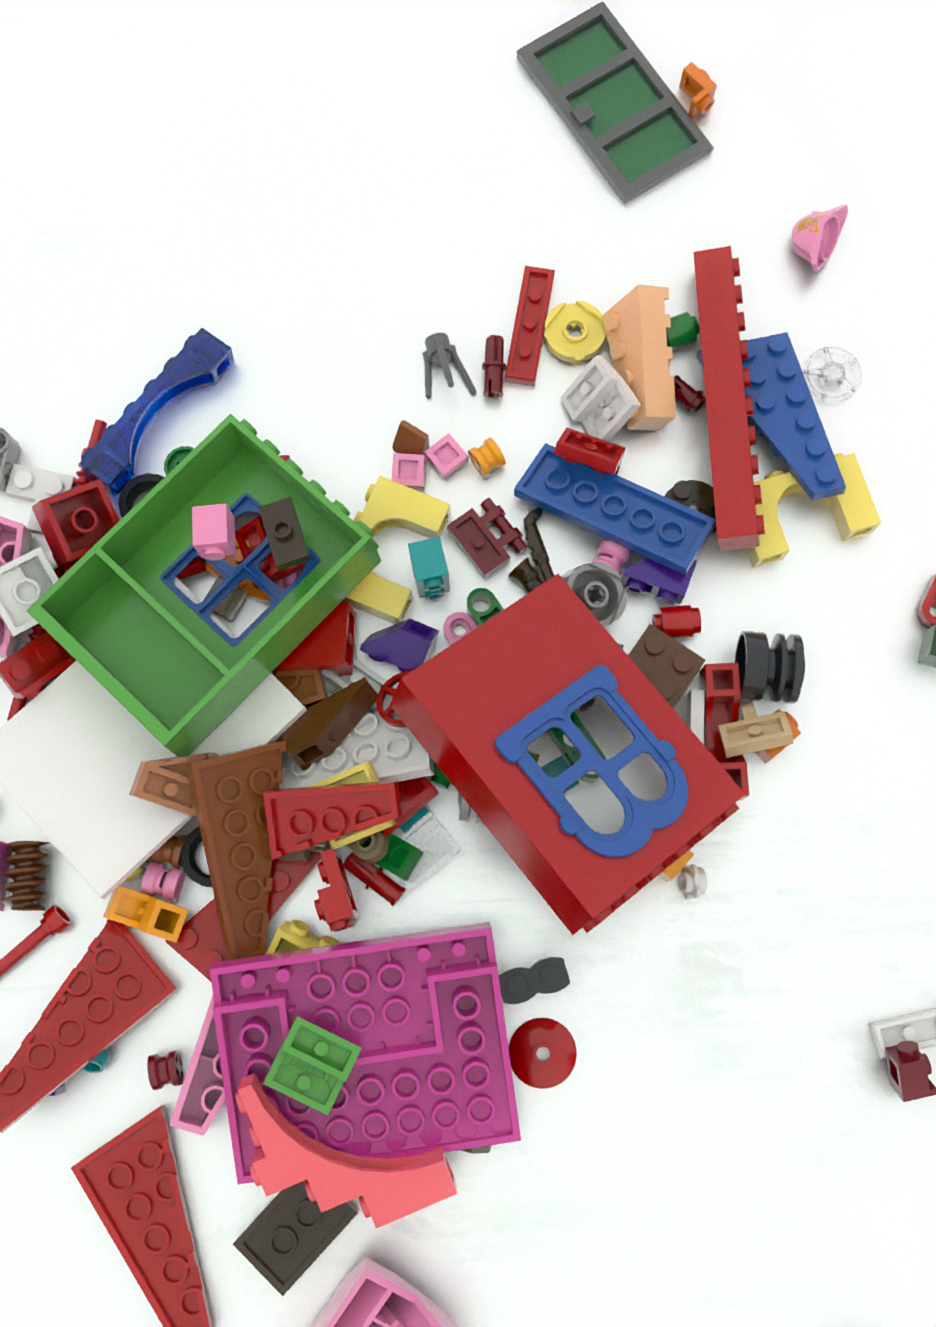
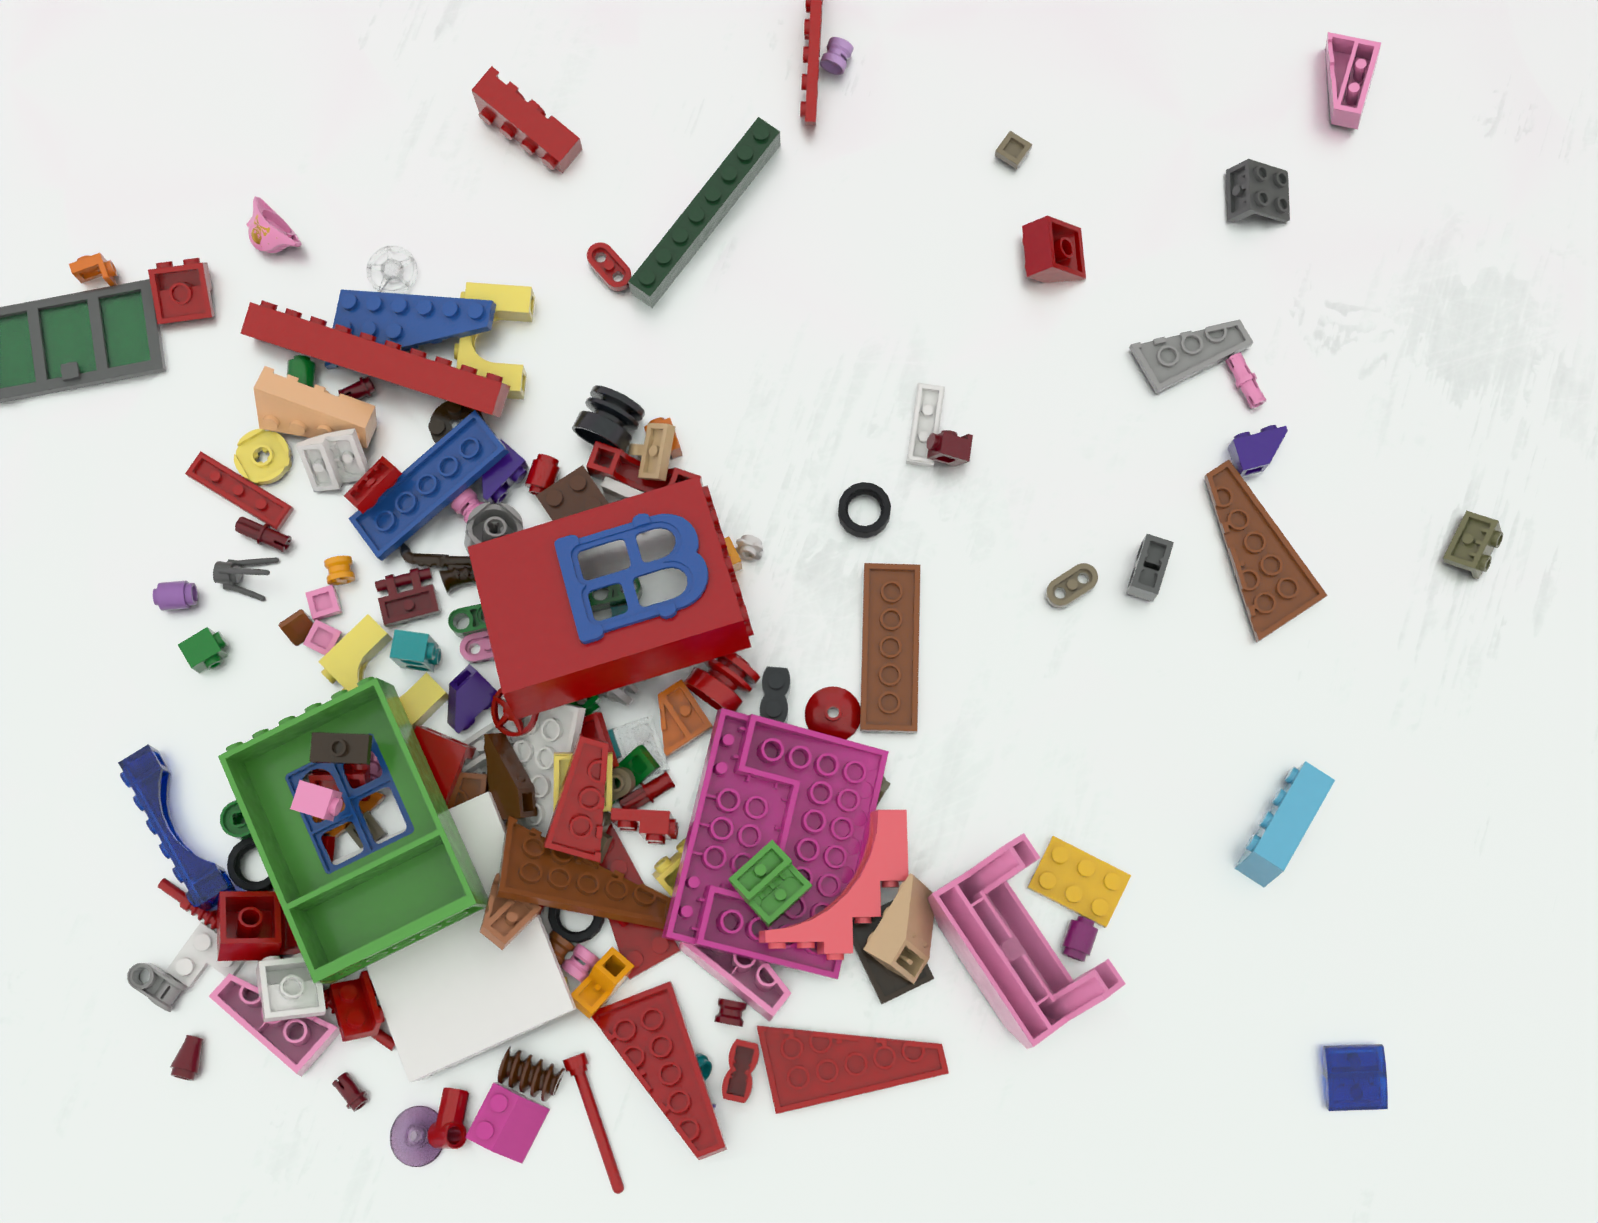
camera: 70 degrees left, 0 degrees up
(104, 1109) = (742, 1062): none -> red brick
(315, 1247) = (904, 931): none -> tan slope
(350, 361) = (204, 650): none -> green brick
(395, 309) = (175, 595): none -> medium lavender brick
(470, 881) = (680, 718): none -> orange wing
(524, 913) = (721, 680): none -> red wheel
(644, 1091) = (890, 648): none -> dark orange plate
(713, 179) = (181, 291): none -> red plate
(807, 1285) = (1070, 585): none -> dark tan plate
(817, 989) = (866, 489): none -> black tyre

